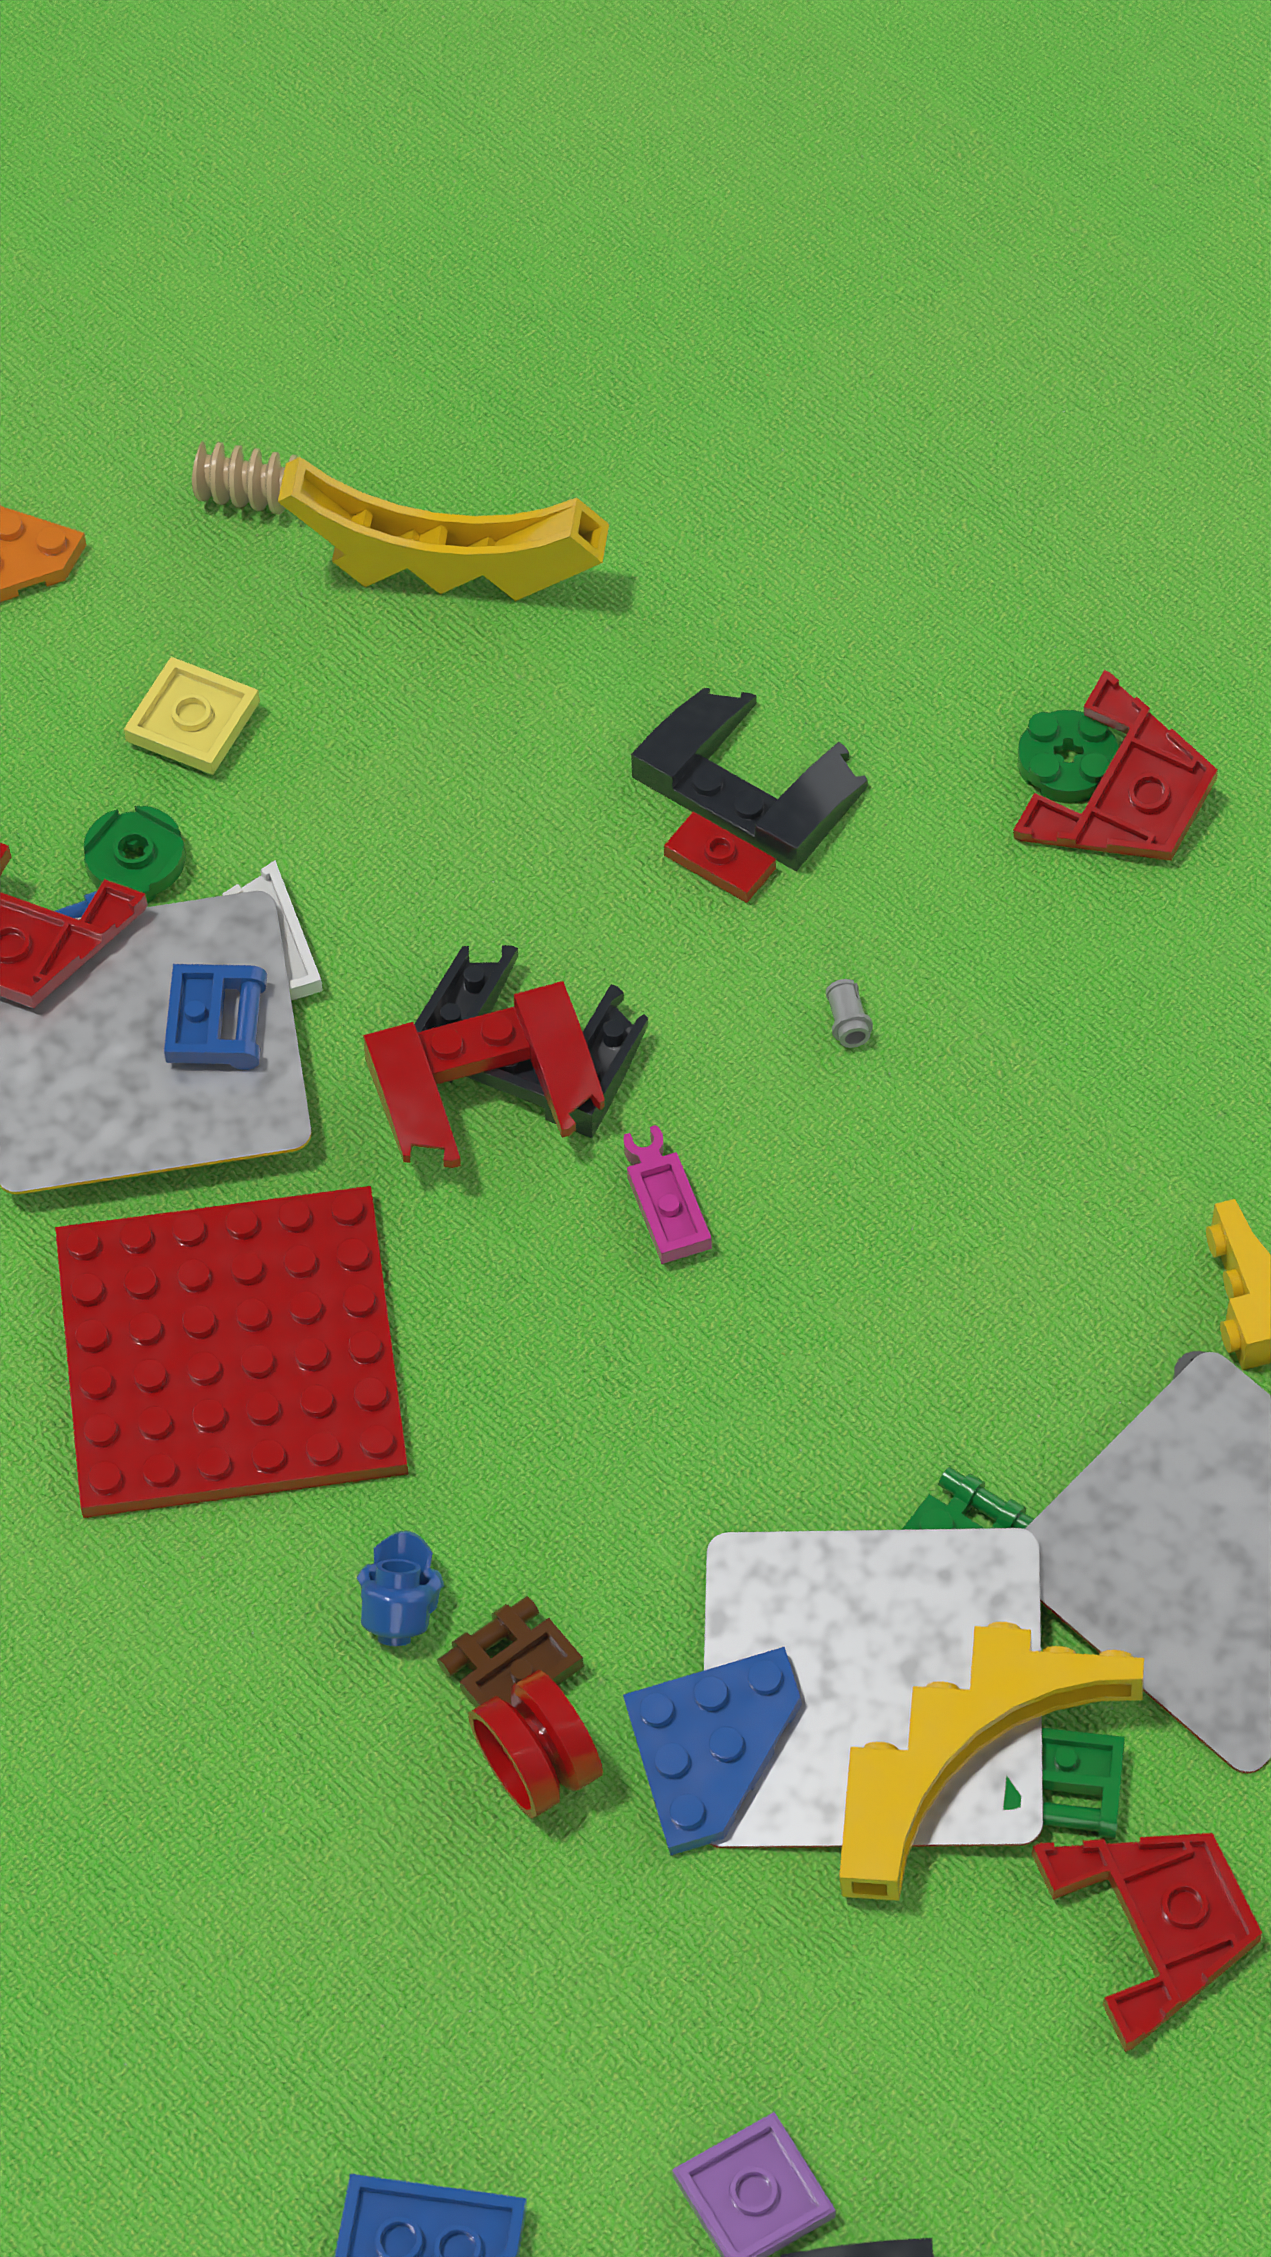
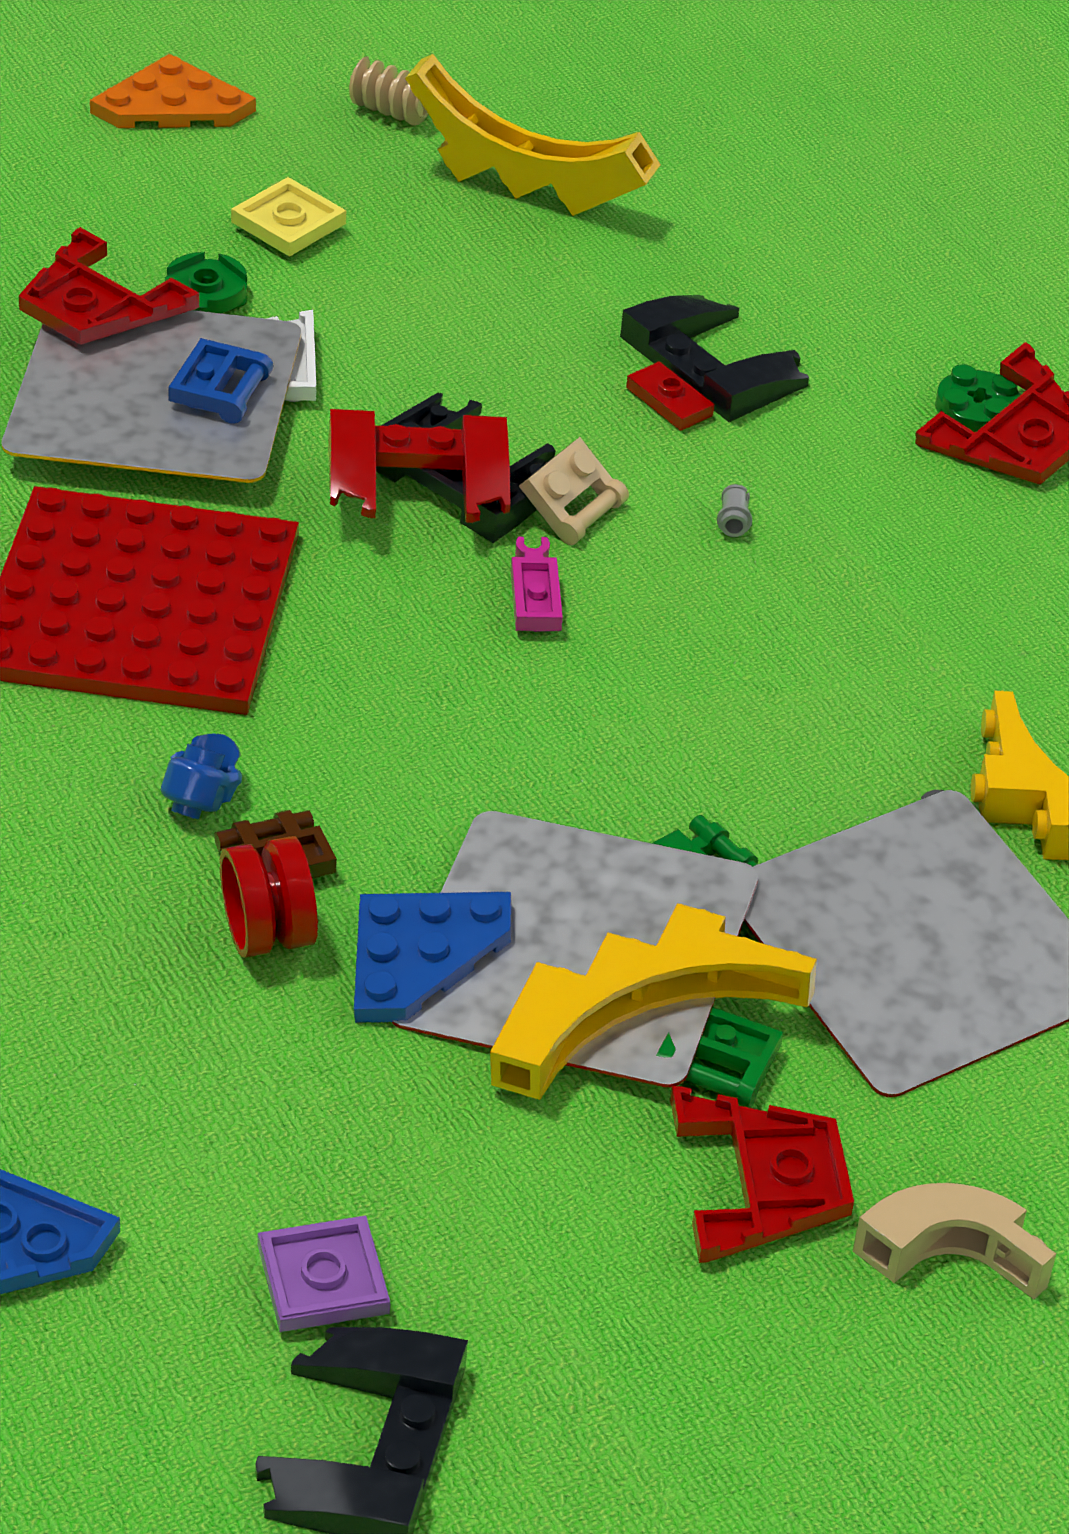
camera: 10 degrees right, 15 degrees down
(648, 1040) = (563, 481): none -> tan plate

